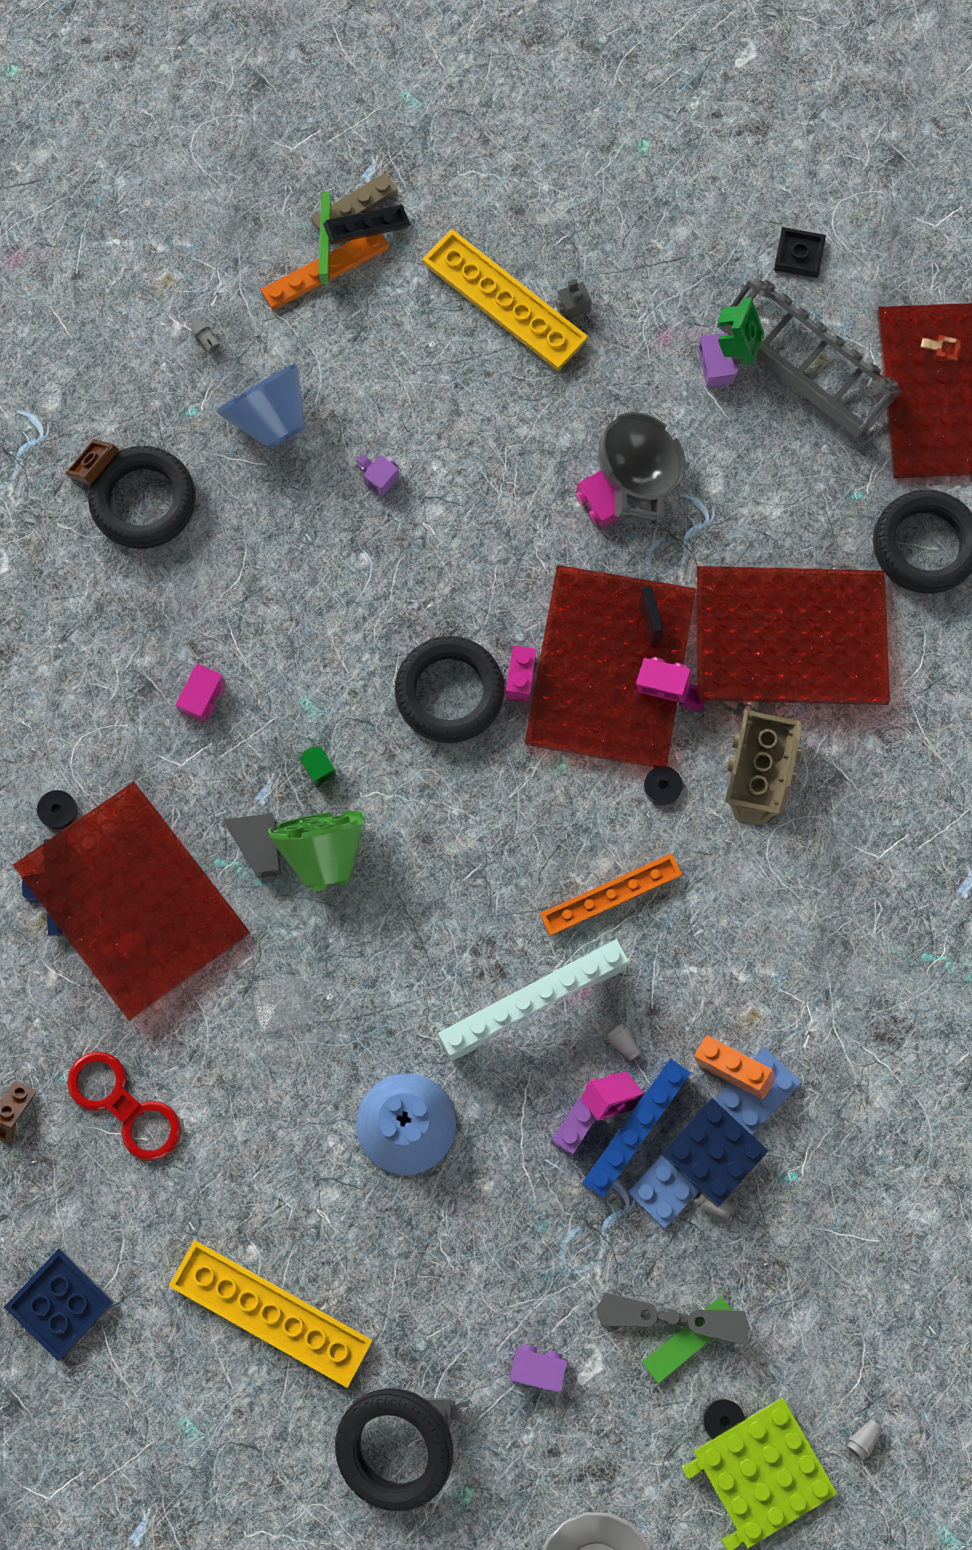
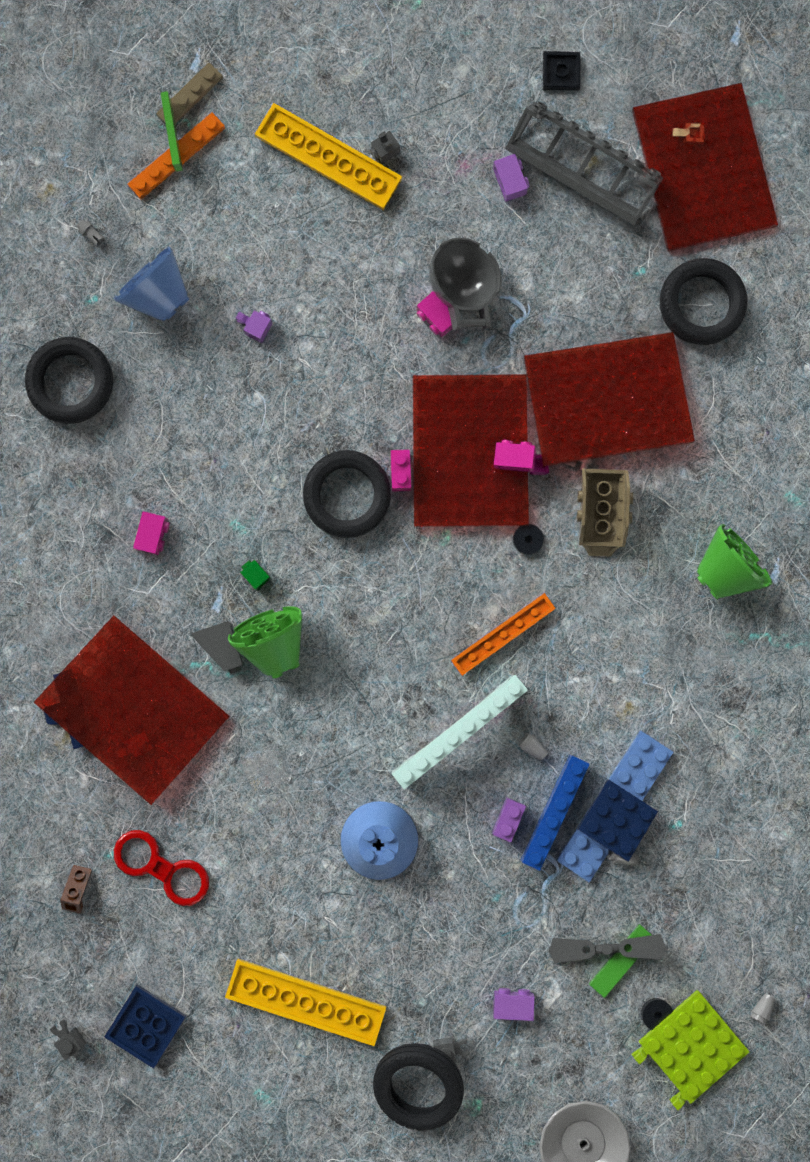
camera: 10 degrees left, 10 degrees up
(49, 802) = (50, 643): black piece -> none
(92, 461) = (22, 358): reddish brown tile -> none
(366, 224) = (203, 112): black tile -> none
(611, 1095) = (532, 792): dark pink brick -> none
(651, 615) = (495, 406): black tile -> none
(734, 1067) = (622, 753): orange brick -> none
(746, 331) = (531, 152): green panel -> none
(910, 860) = (731, 566): none -> bright green cone

